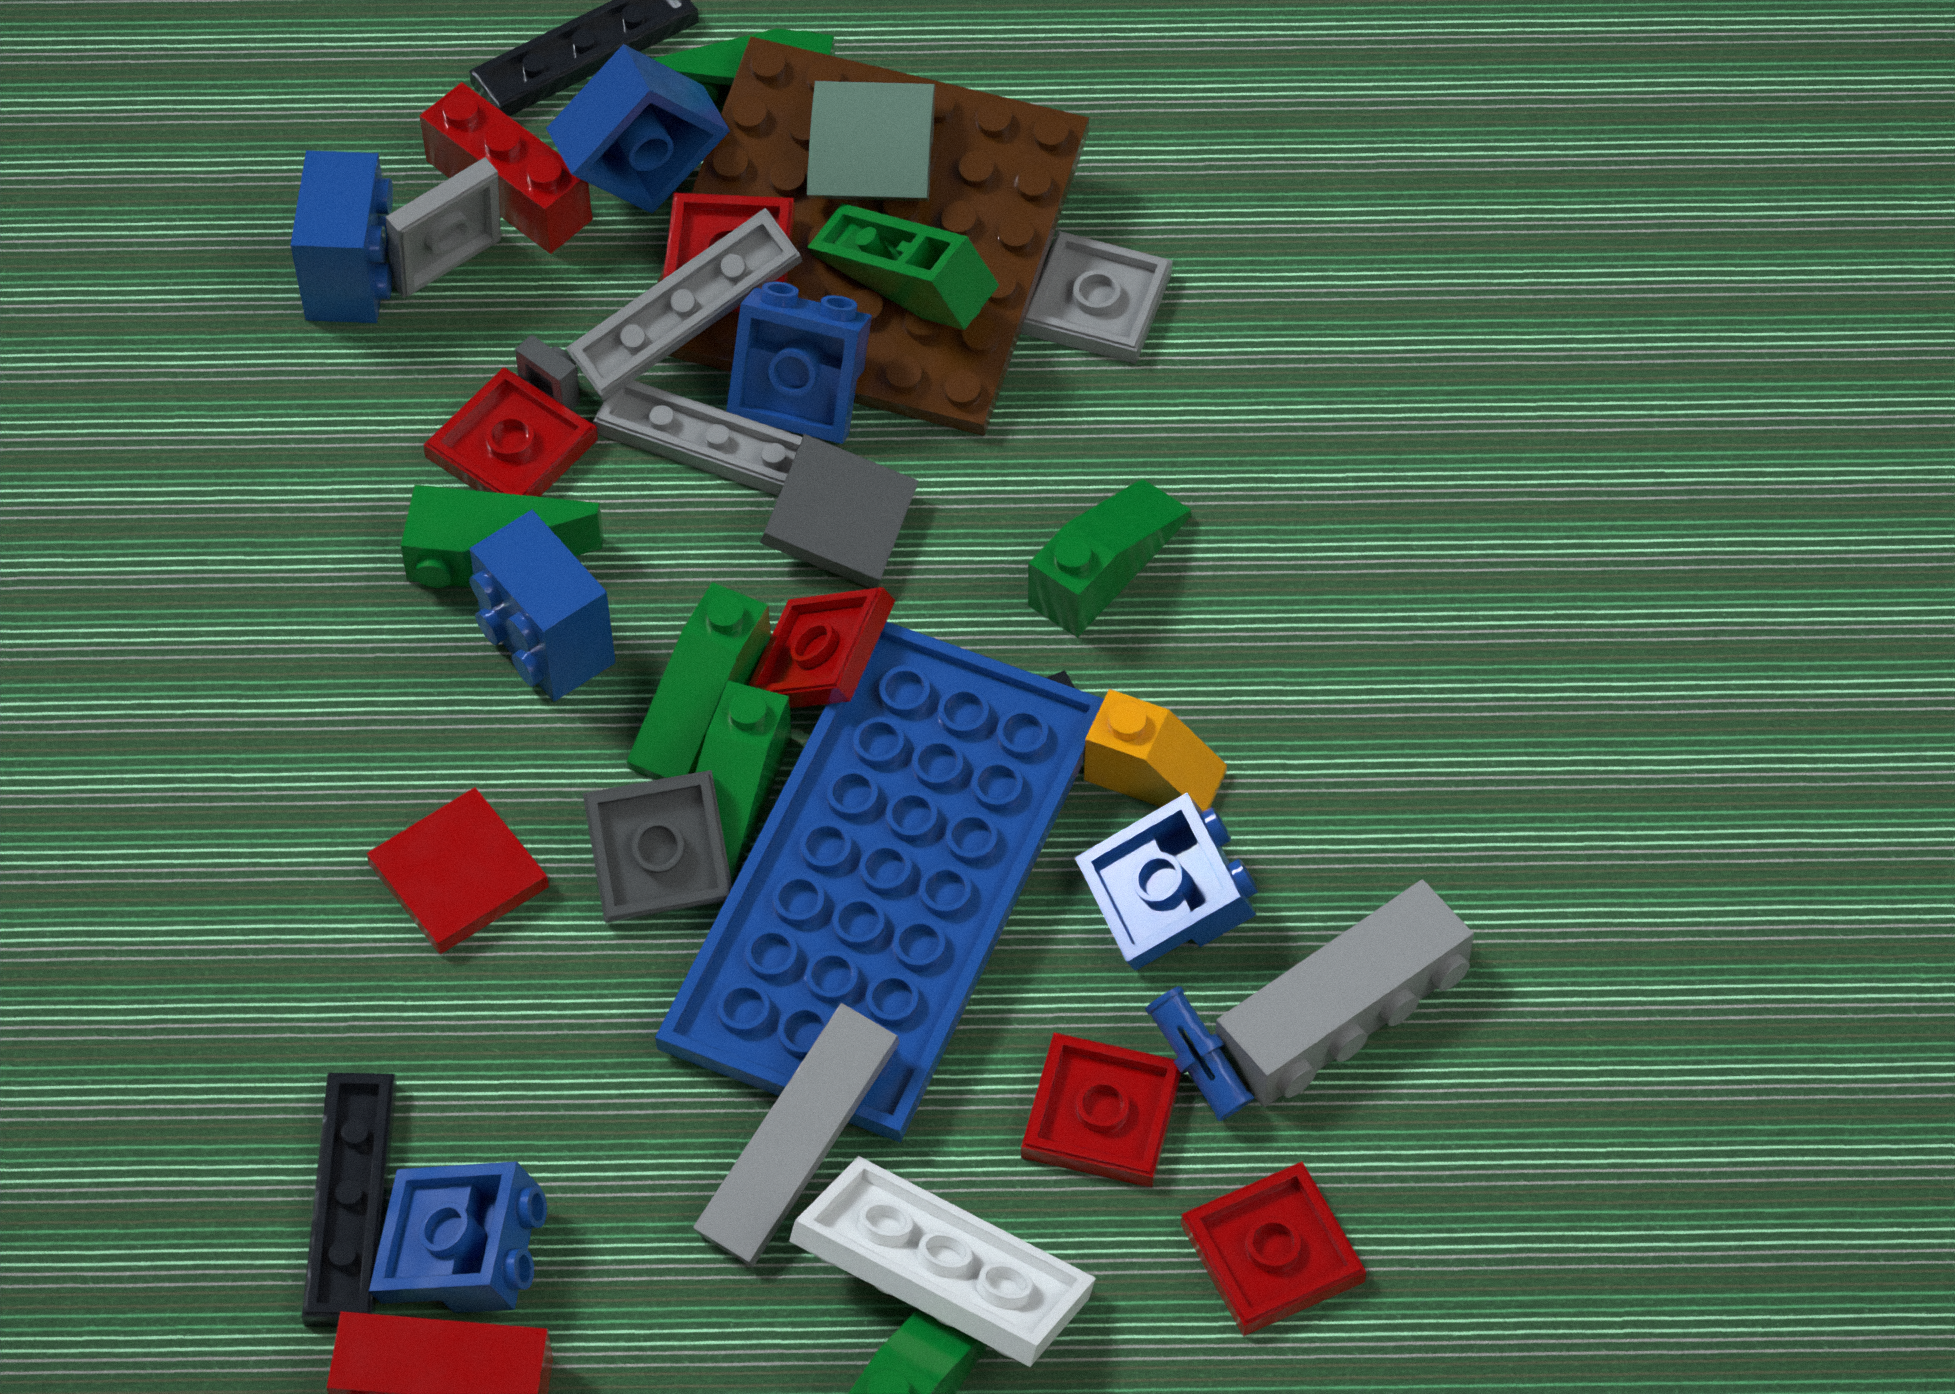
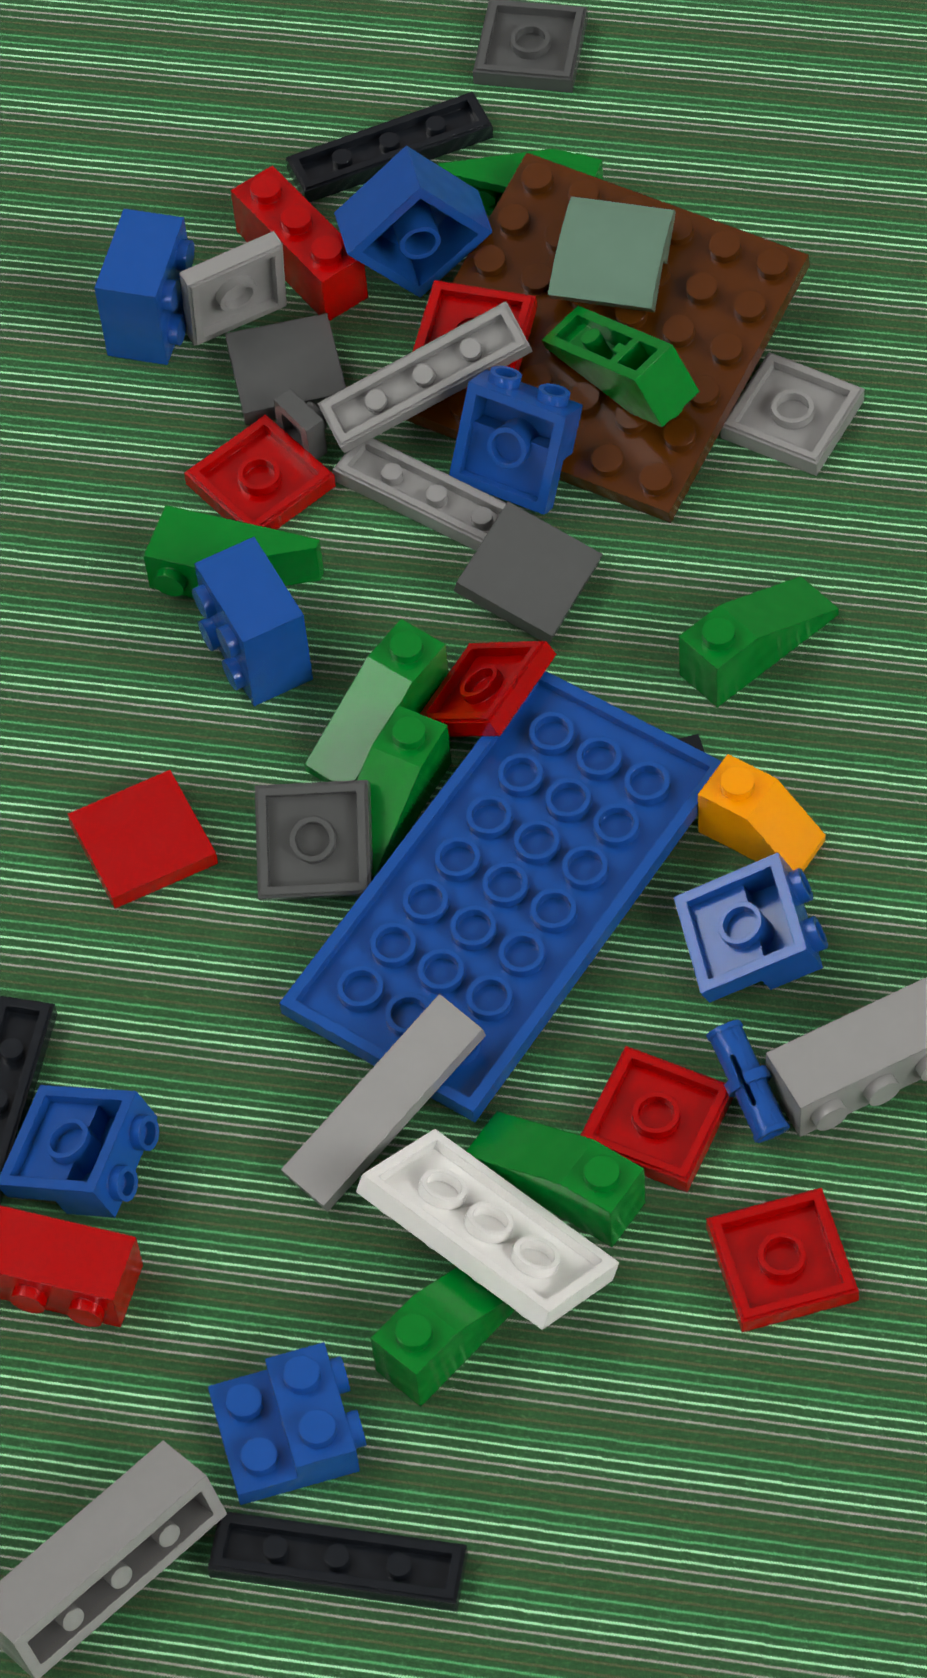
camera: 15 degrees right, 0 degrees up
(508, 302) = (283, 357): none -> dark grey tile
(1013, 1185) = (564, 1173): none -> green slope

